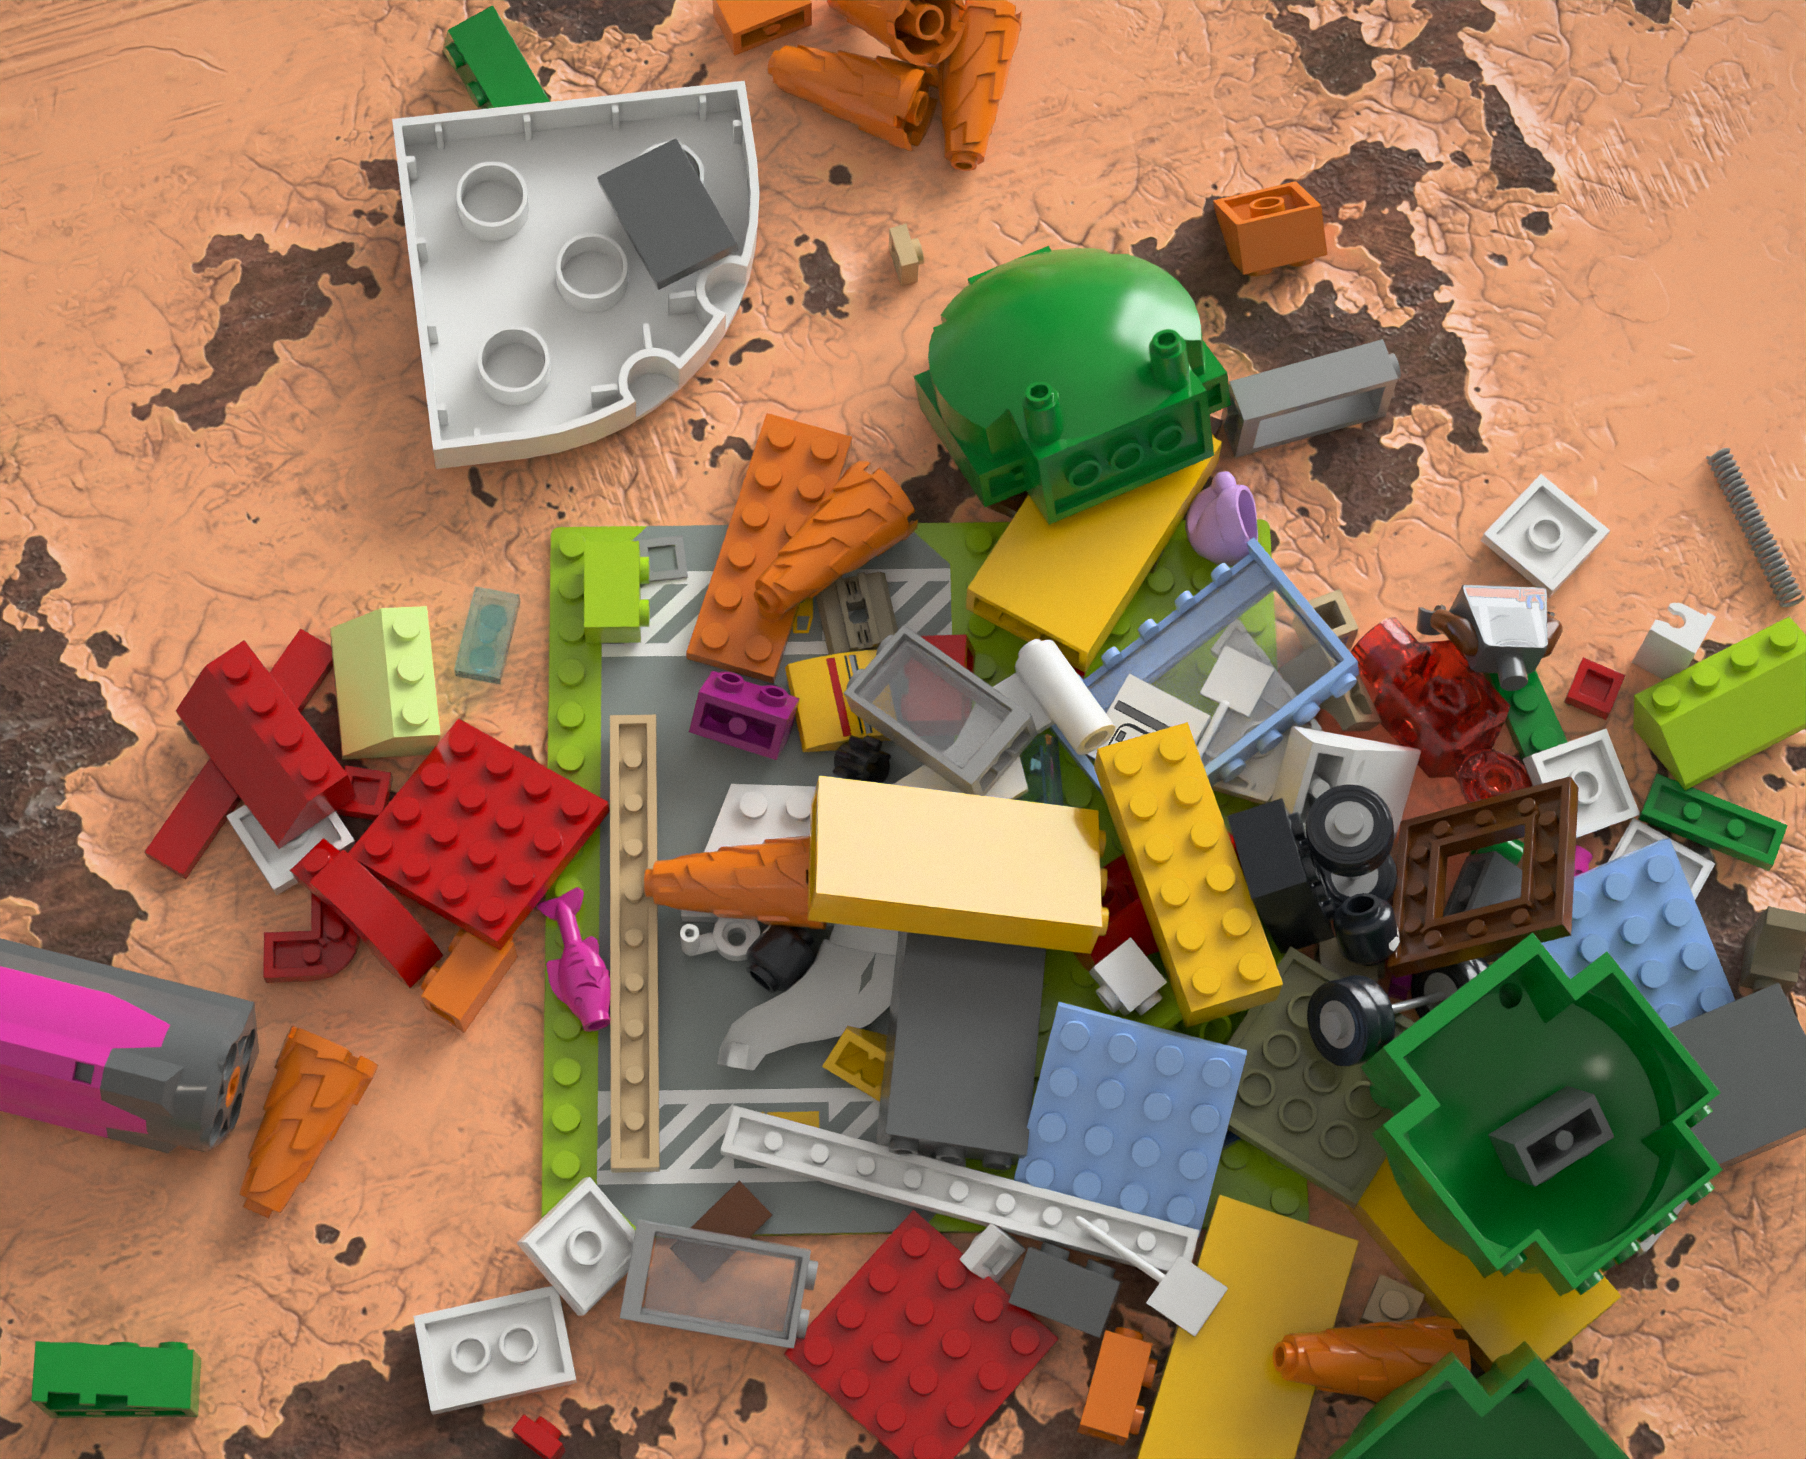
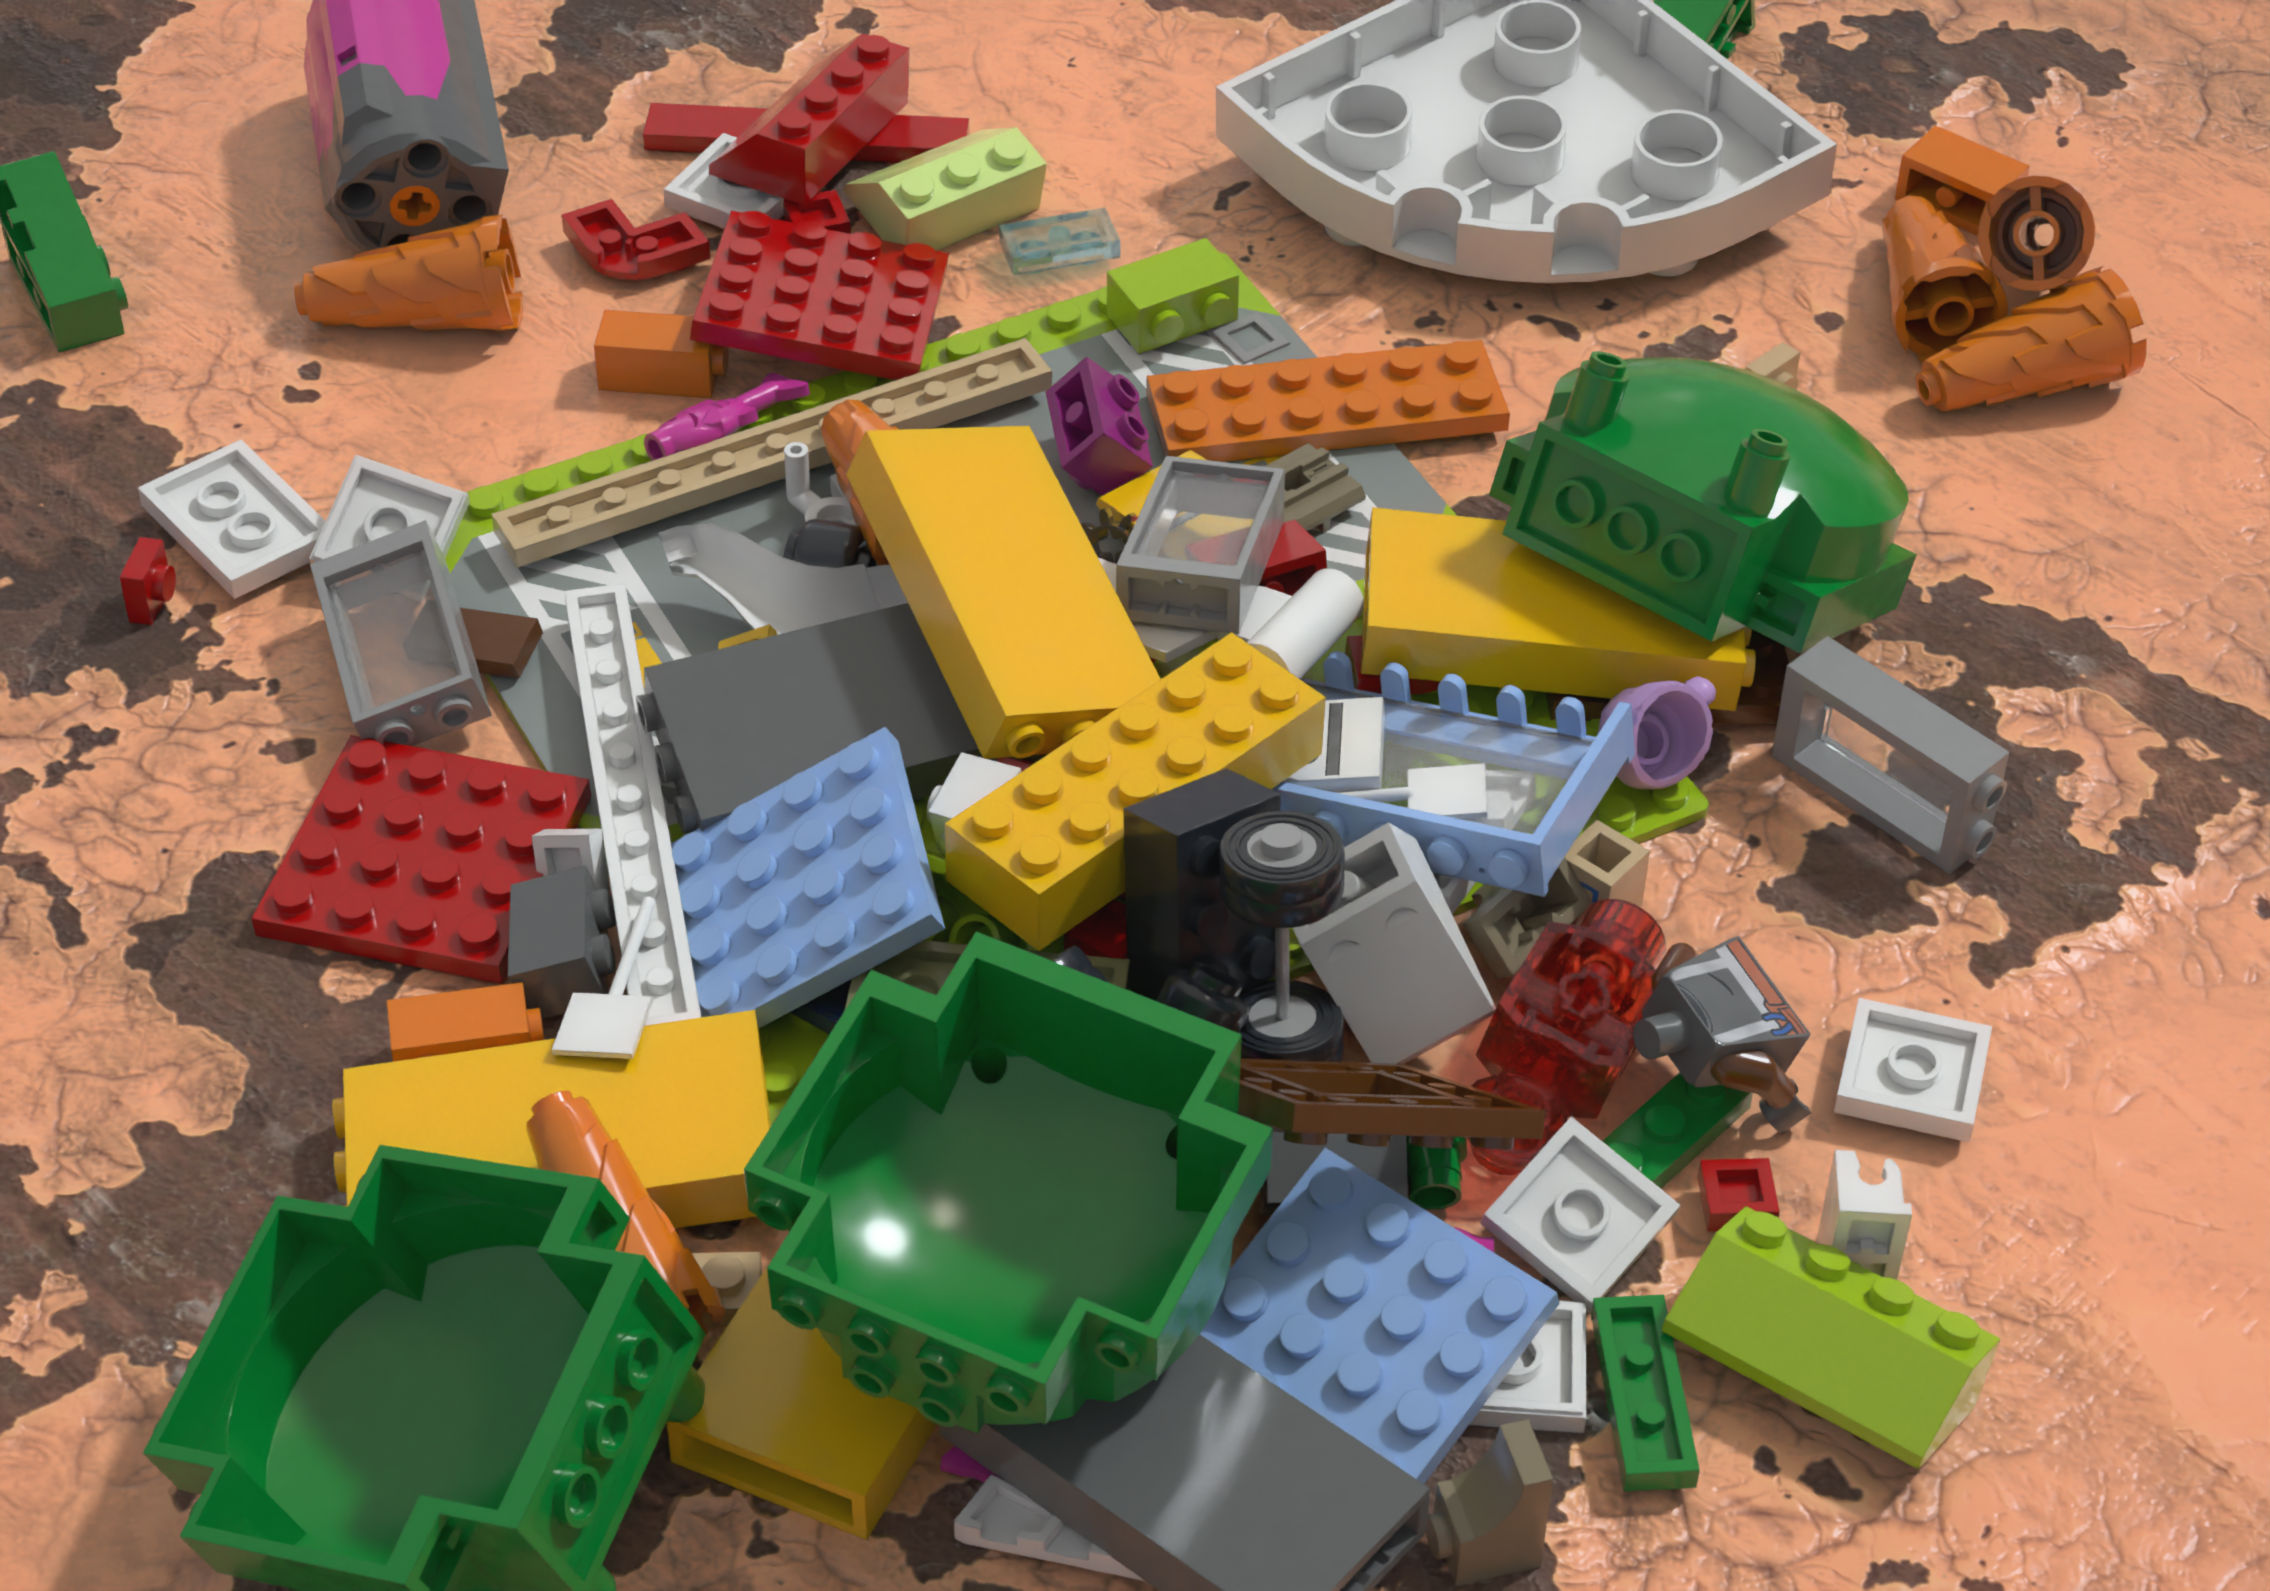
camera: 65 degrees right, 25 degrees down
(369, 910) = (669, 240): red arch -> none
(667, 213) = (1625, 142): dark grey tile -> none
(844, 532) = (1362, 414): orange cone -> none
(1271, 228) = (2089, 666): orange slope -> none
(1551, 1136) = (1006, 1241): dark grey brick -> none
(1757, 523) = (2129, 1305): light grey piece -> none

